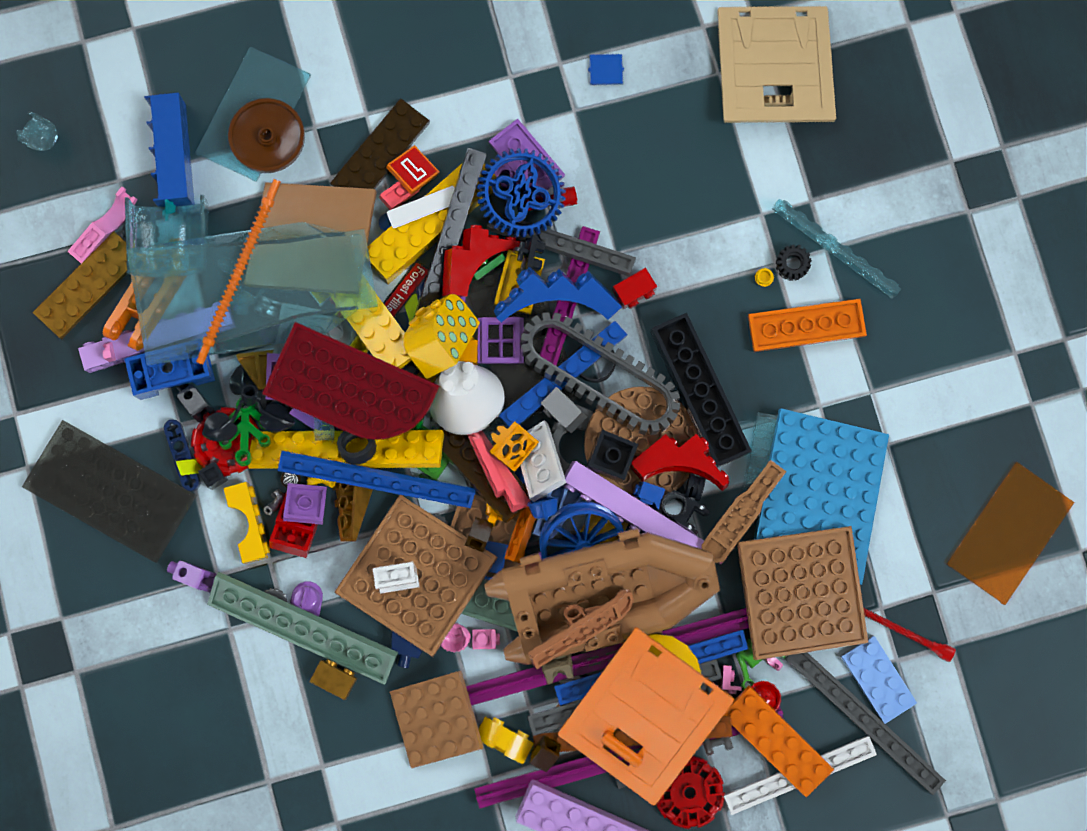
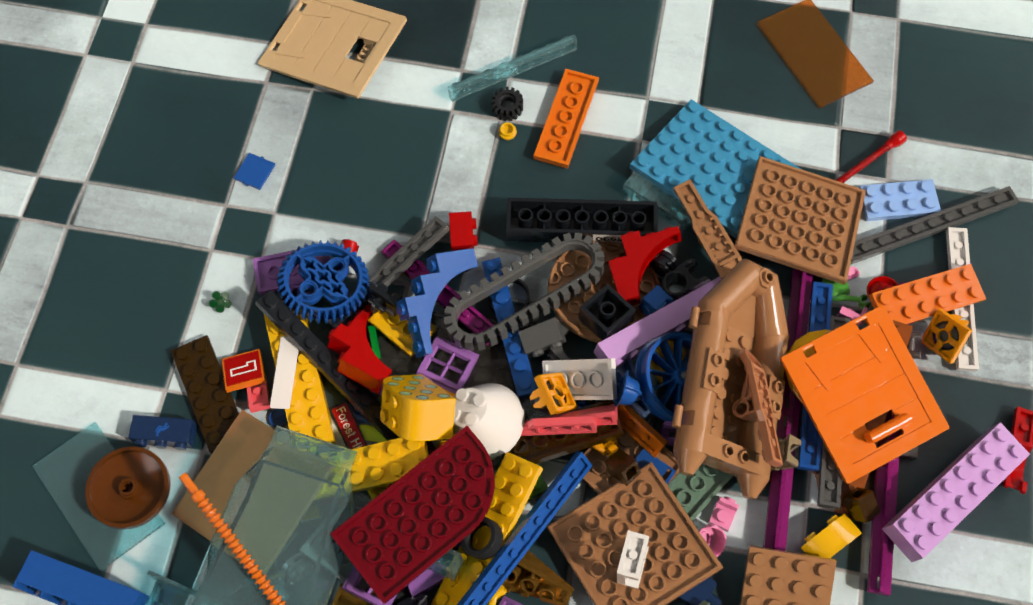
camera: 55 degrees left, 15 degrees down
(327, 135) = (162, 432): none -> dark blue brick
(464, 112) = (220, 301): none -> dark green plant
(699, 800) = (956, 396): red plate -> none
(747, 772) = (946, 337): none -> light orange piece

